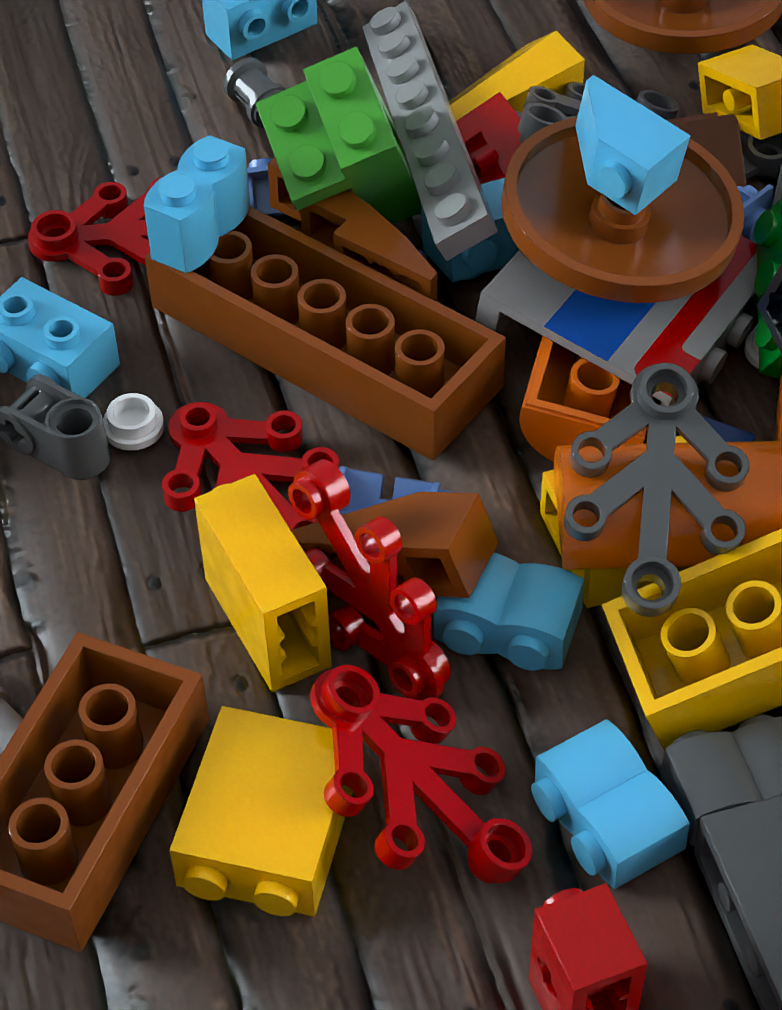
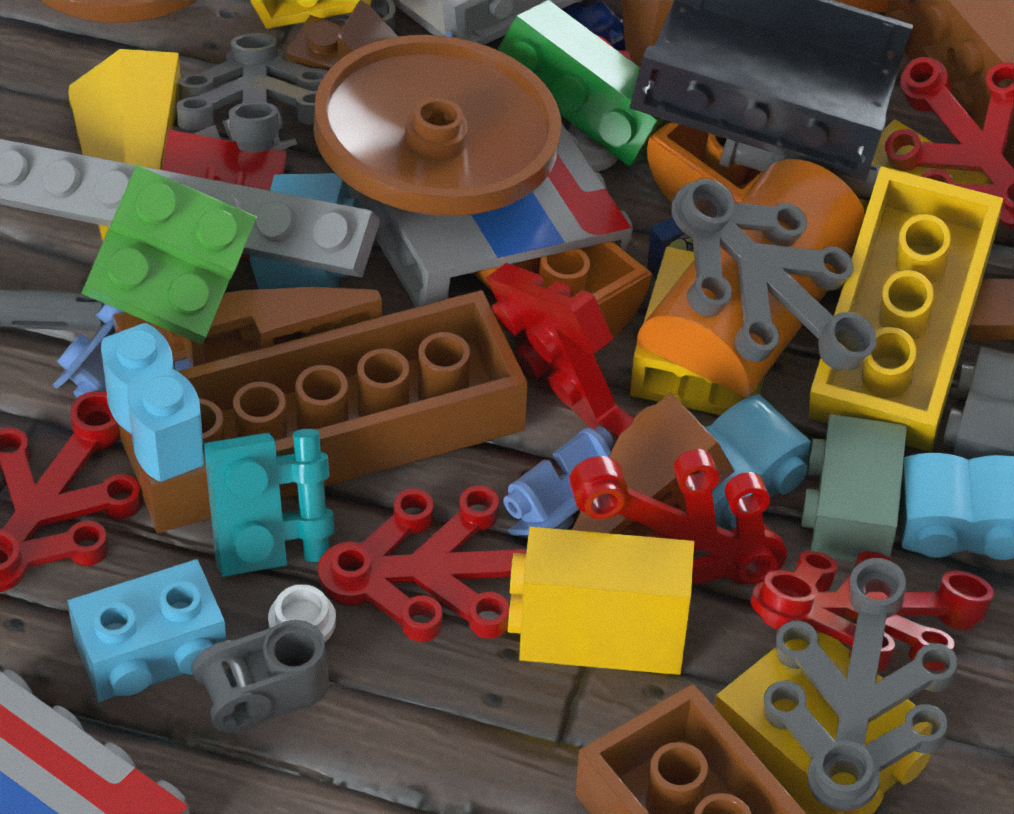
camera: 60 degrees left, 0 degrees up
(186, 324) = (247, 501): none -> teal plate
(277, 799) = (858, 697): none -> dark grey plant
(487, 381) = (559, 342): none -> red wing
(551, 701) = (857, 487): none -> sand green brick
(626, 147) = (402, 74): medium azure slope -> none

